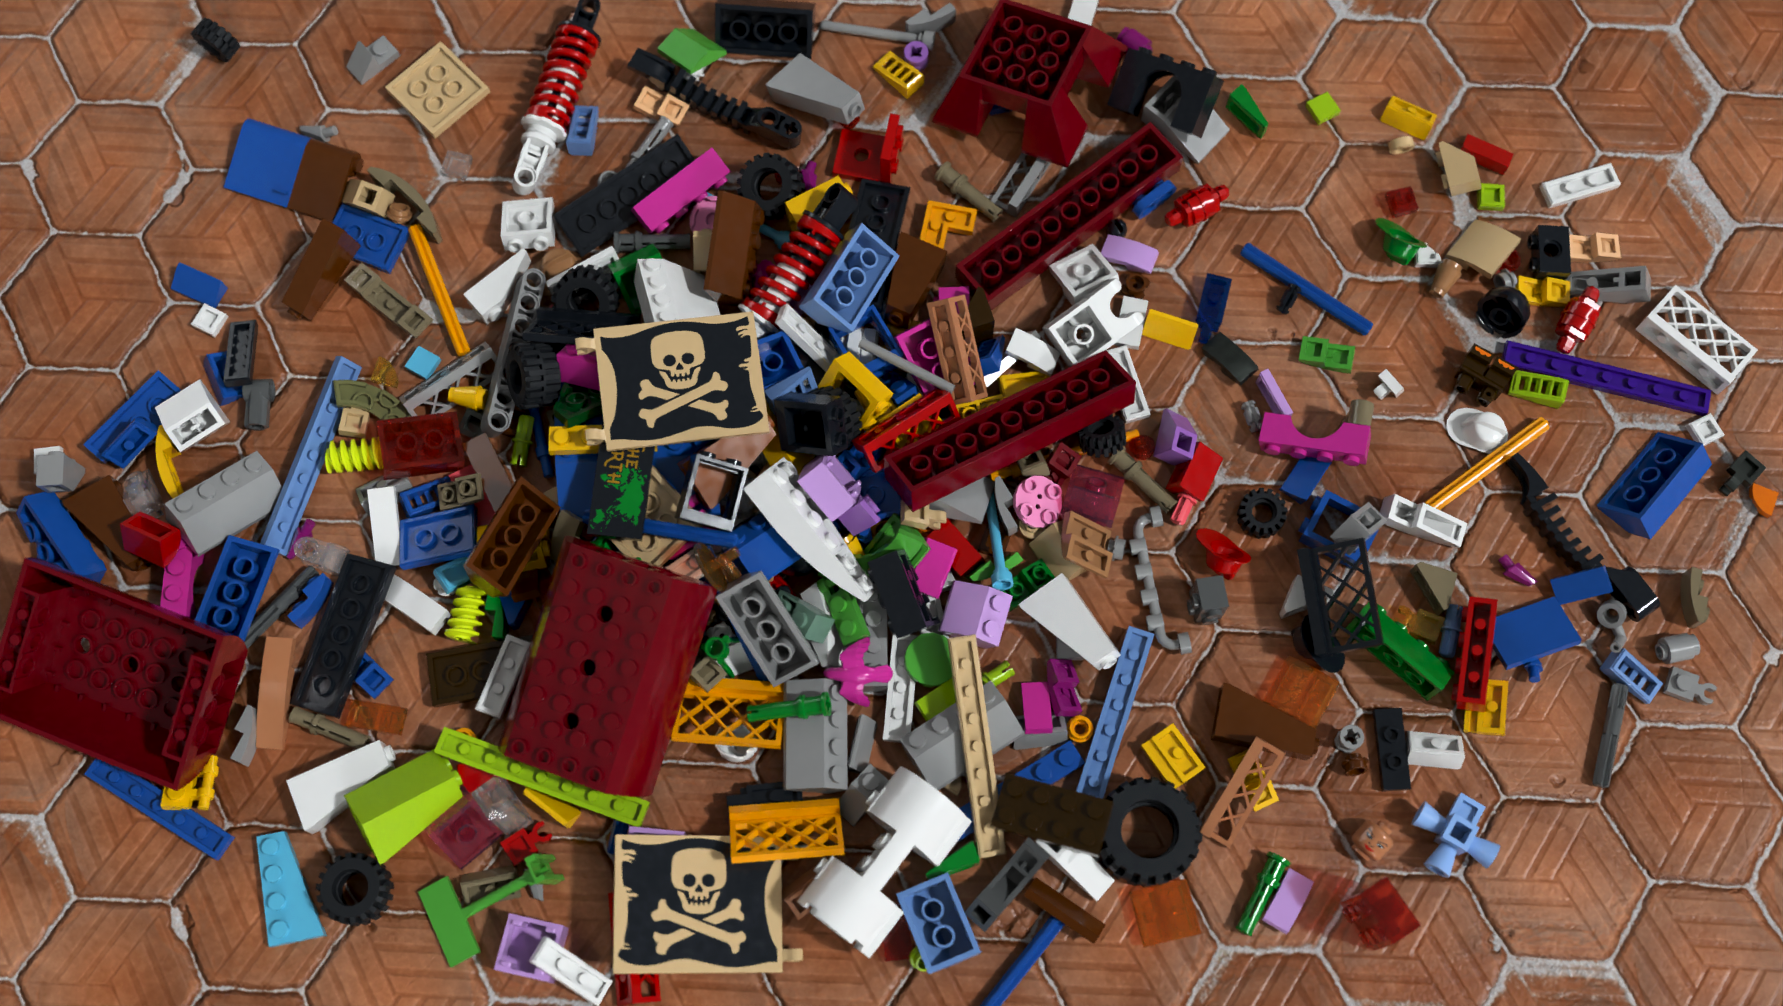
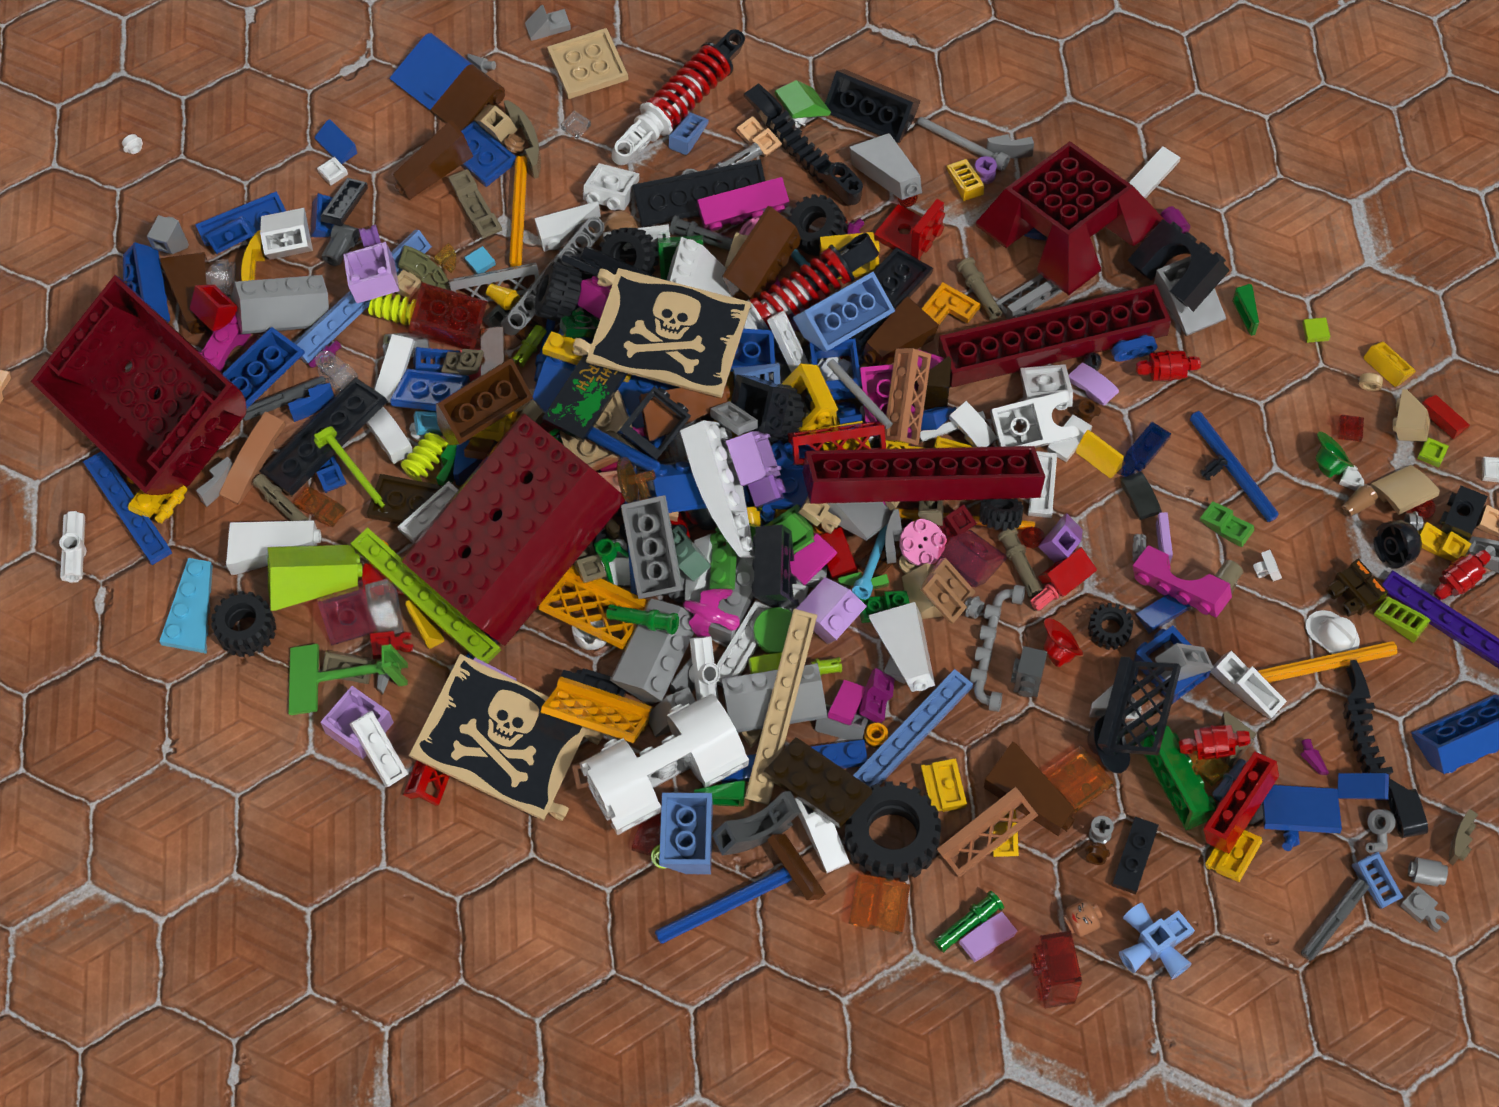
camera: 25 degrees right, 10 degrees down
(126, 894) = (72, 558): none -> white piece
(288, 383) = (369, 236): none -> medium lavender wheel
(312, 429) = (371, 272): none -> lavender container
(351, 637) = (328, 436): none -> lime piece
(793, 451) = (734, 418): none -> light grey plate
(877, 738) = (703, 661): none -> white piece
(1425, 602) = (1214, 742): none -> red piece
(1434, 750) = (1172, 871): white slope -> none

